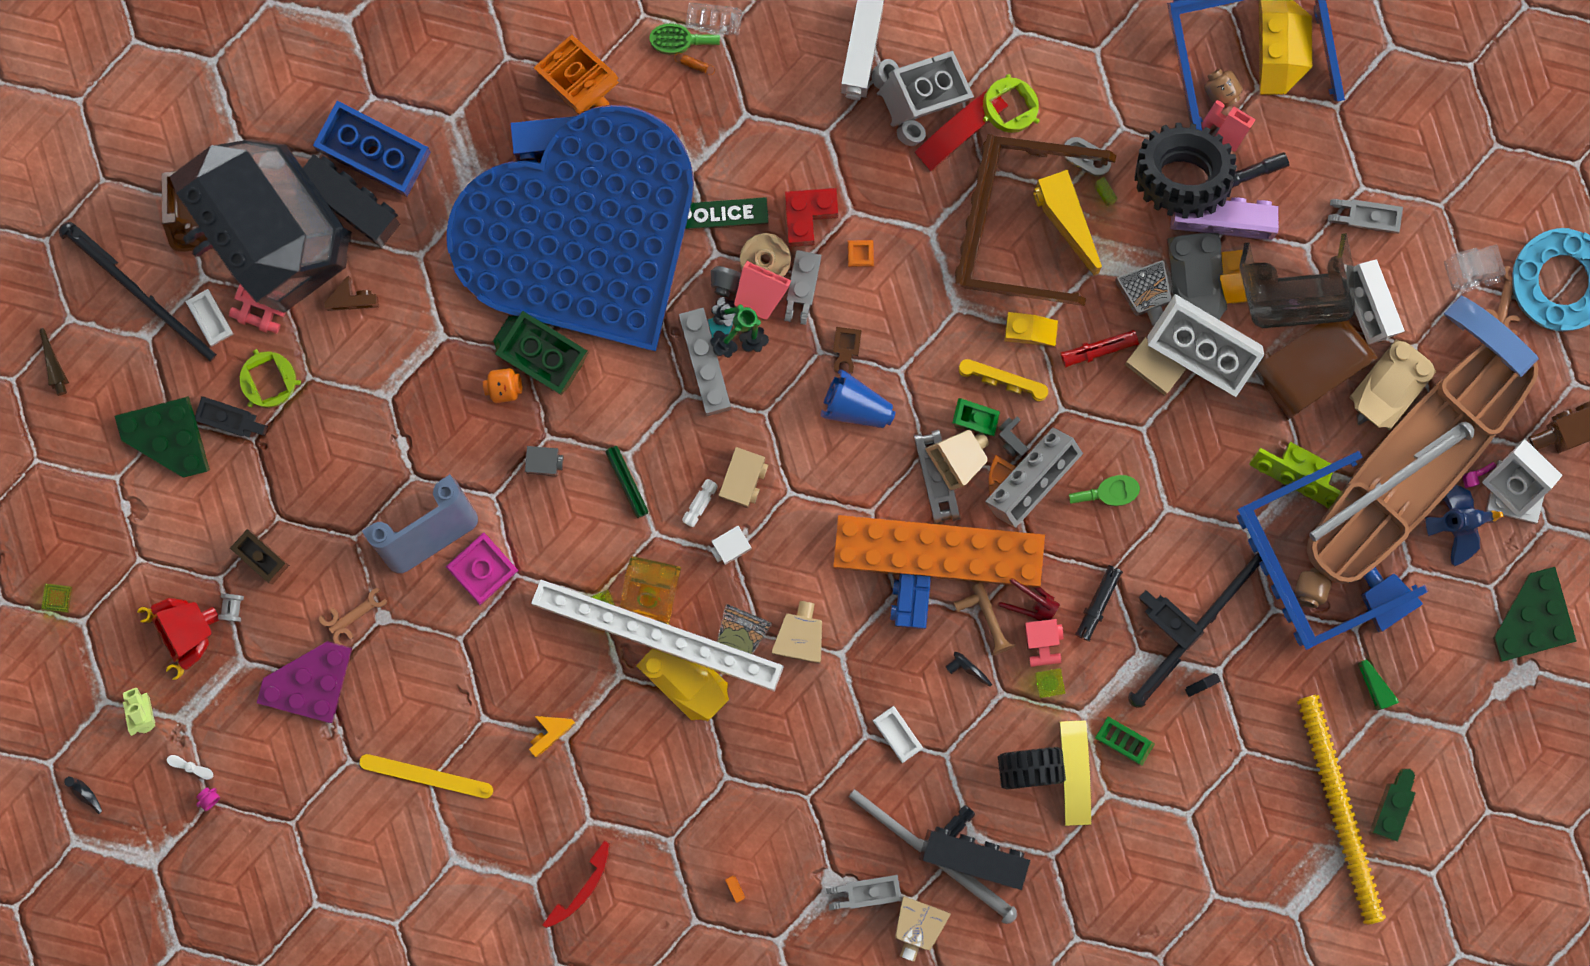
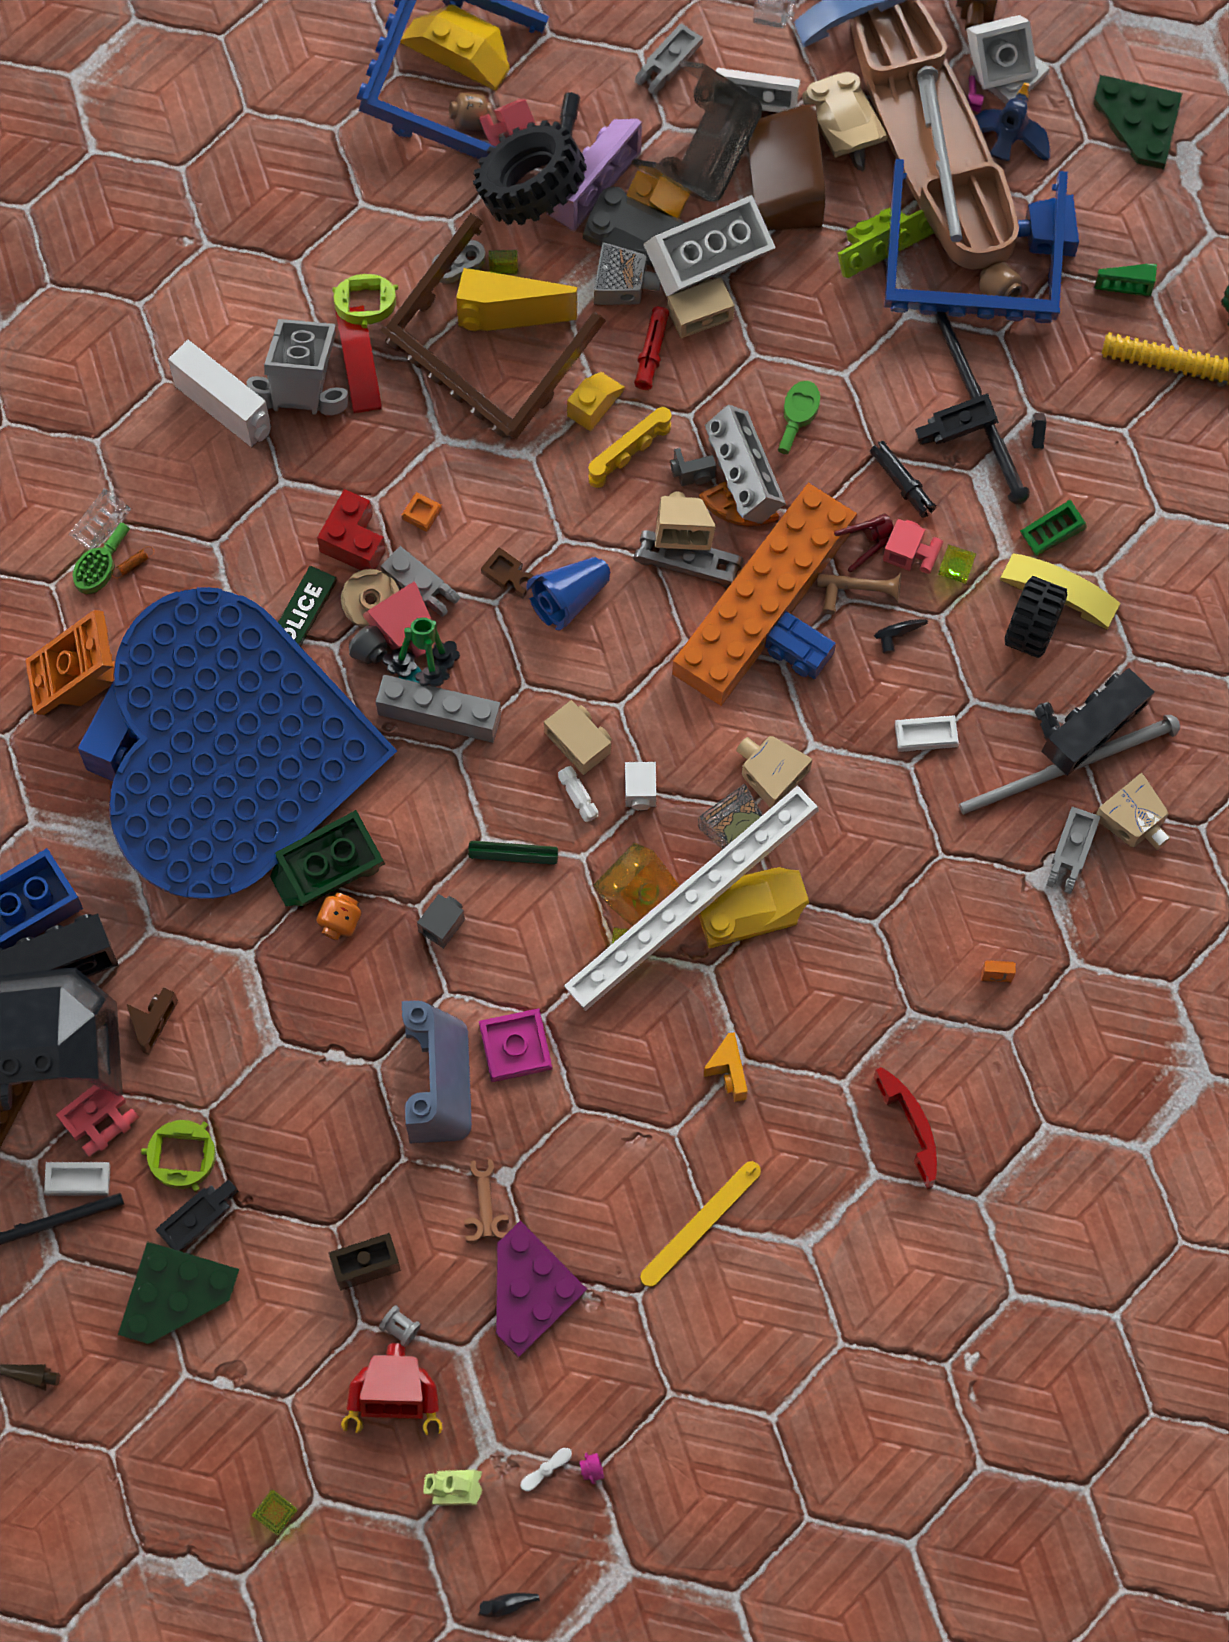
camera: 65 degrees left, 15 degrees down
(975, 417) = (646, 491): green slope -> none

